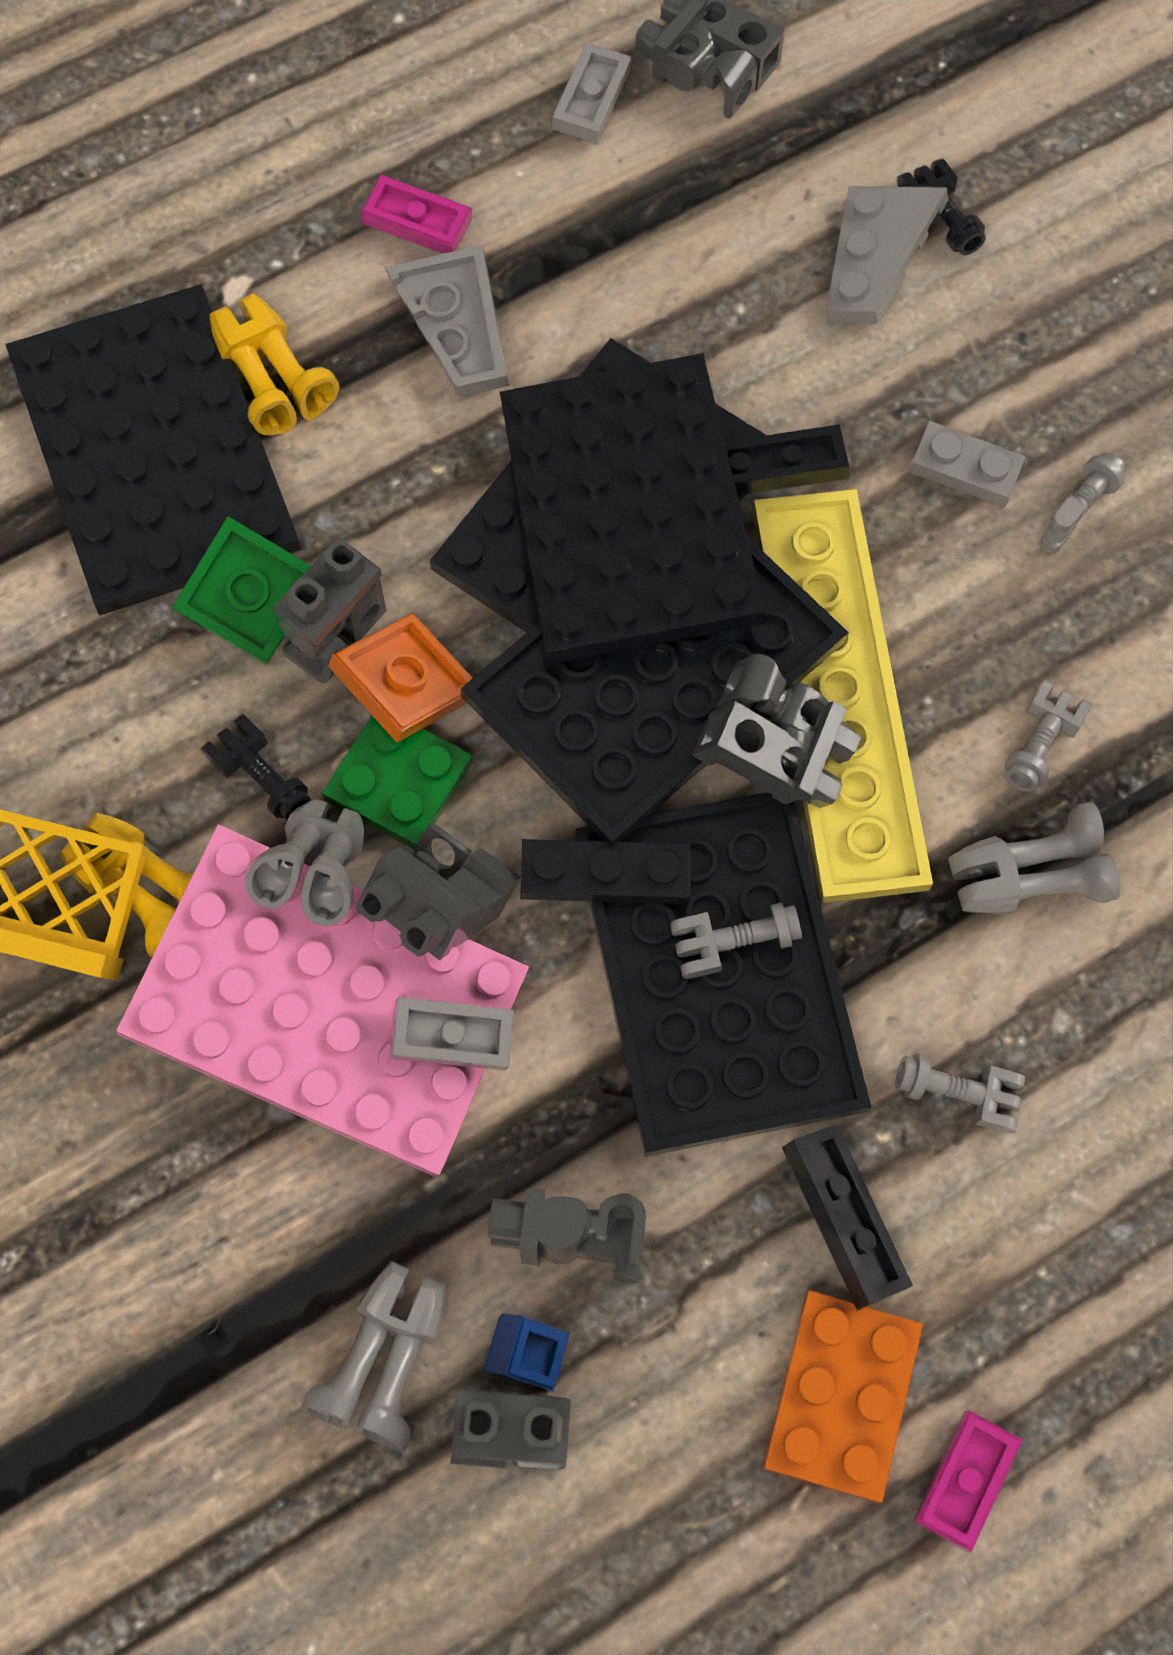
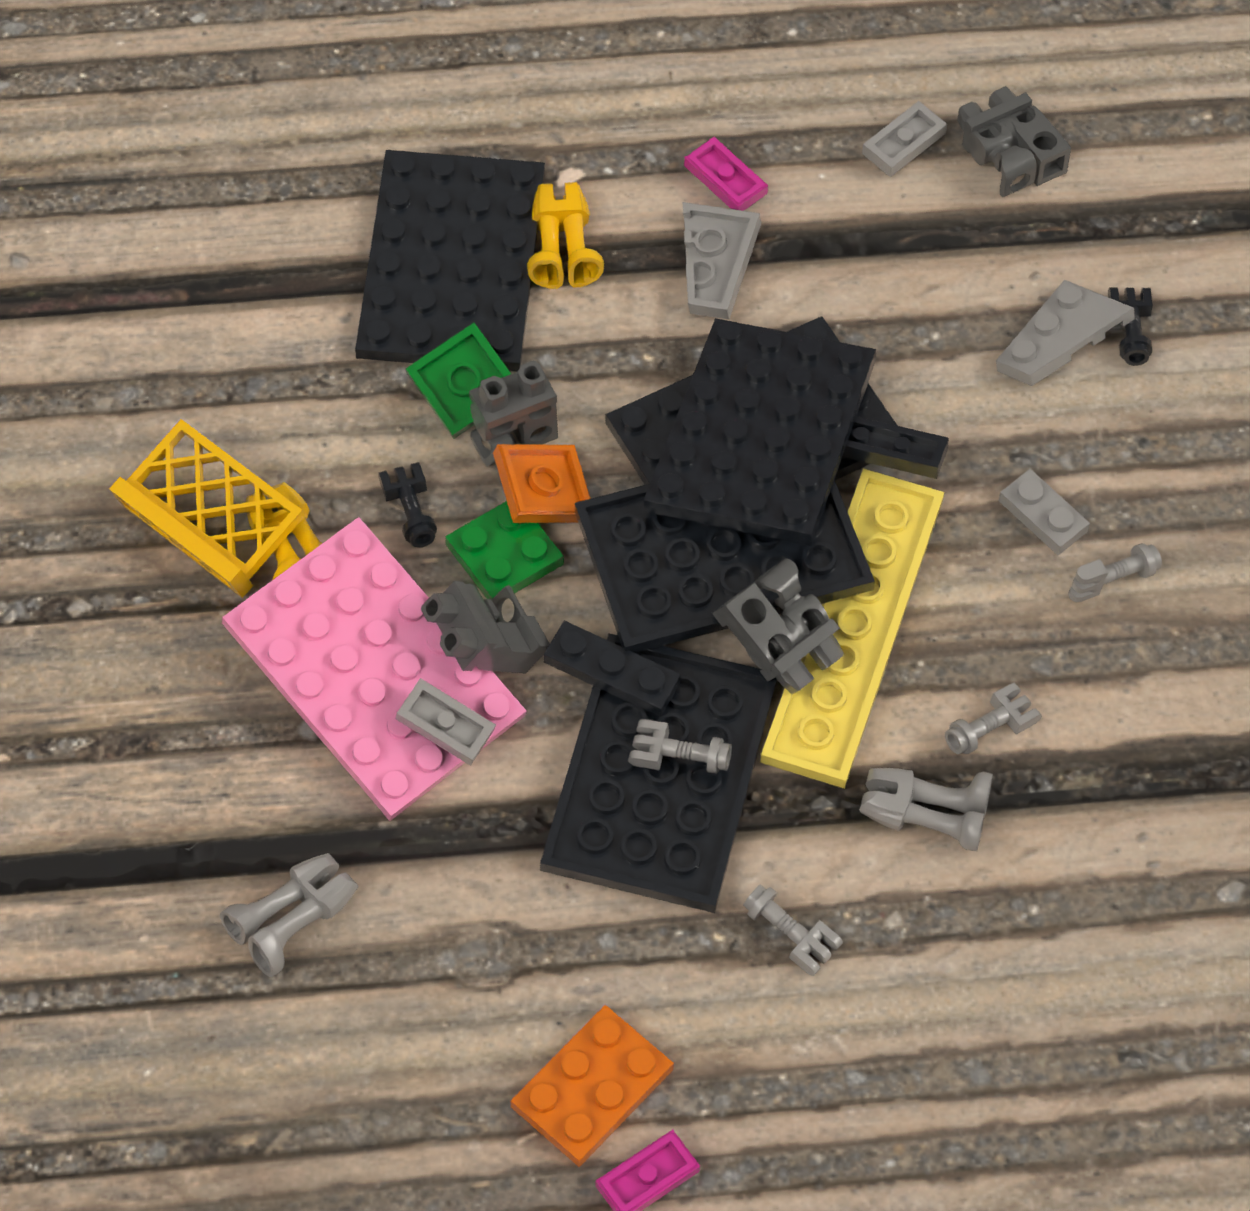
camera: 30 degrees right, 10 degrees down
(330, 845) = (418, 564): light grey piece -> none
(510, 1428) = (345, 976): dark grey hips -> none
(526, 1351) = (391, 956): blue slope -> none
(566, 1230) = (449, 880): dark grey hips -> none
(847, 1217) = (658, 969): black plate -> none

